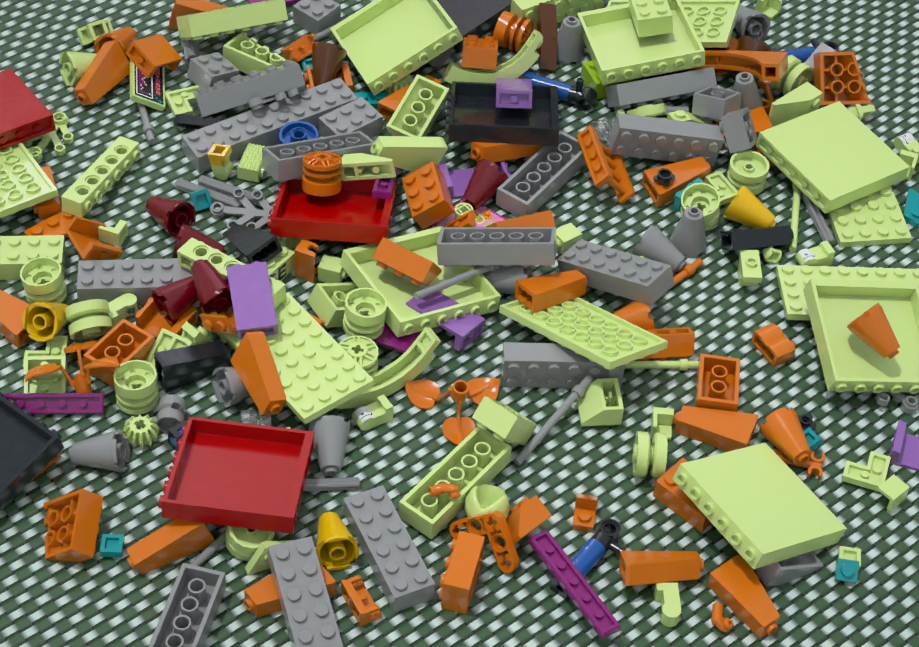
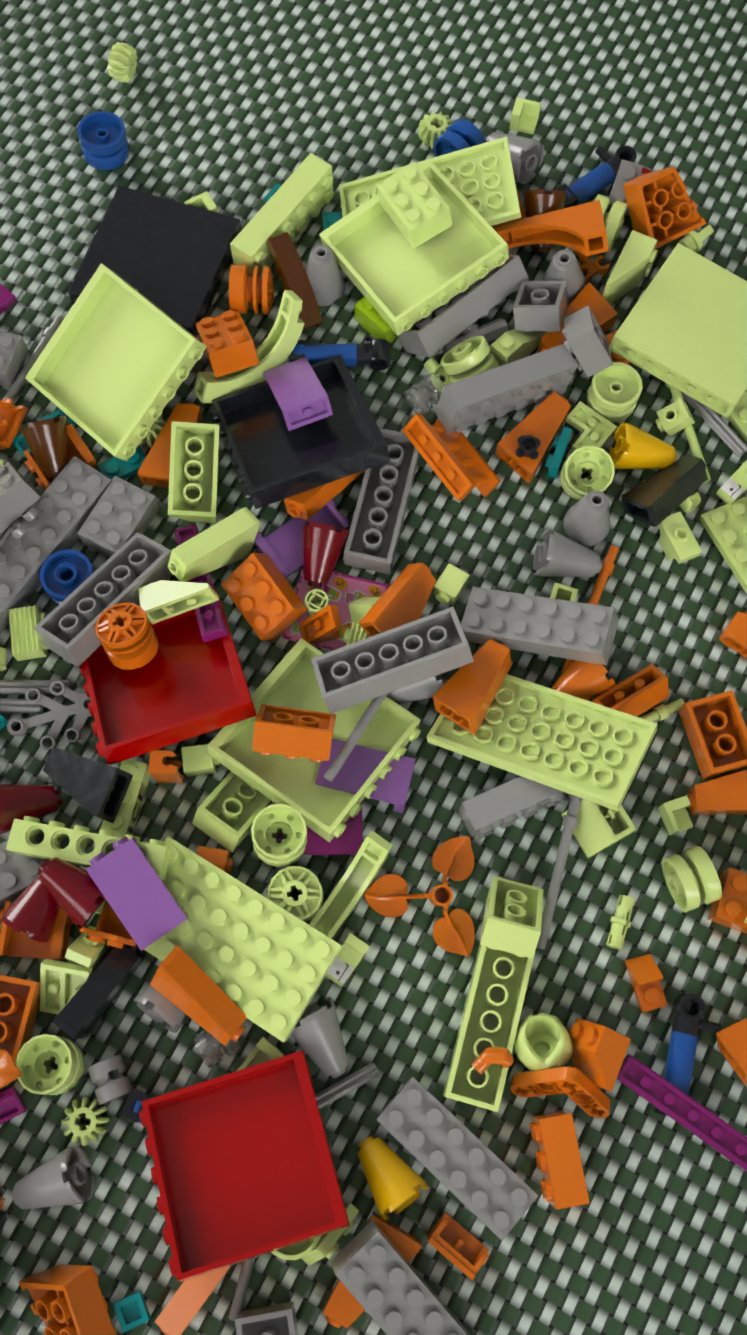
camera: 20 degrees left, 25 degrees up
(585, 469) = (620, 922): none -> yellowish green pin
(786, 202) = (680, 421): none -> yellowish green brick

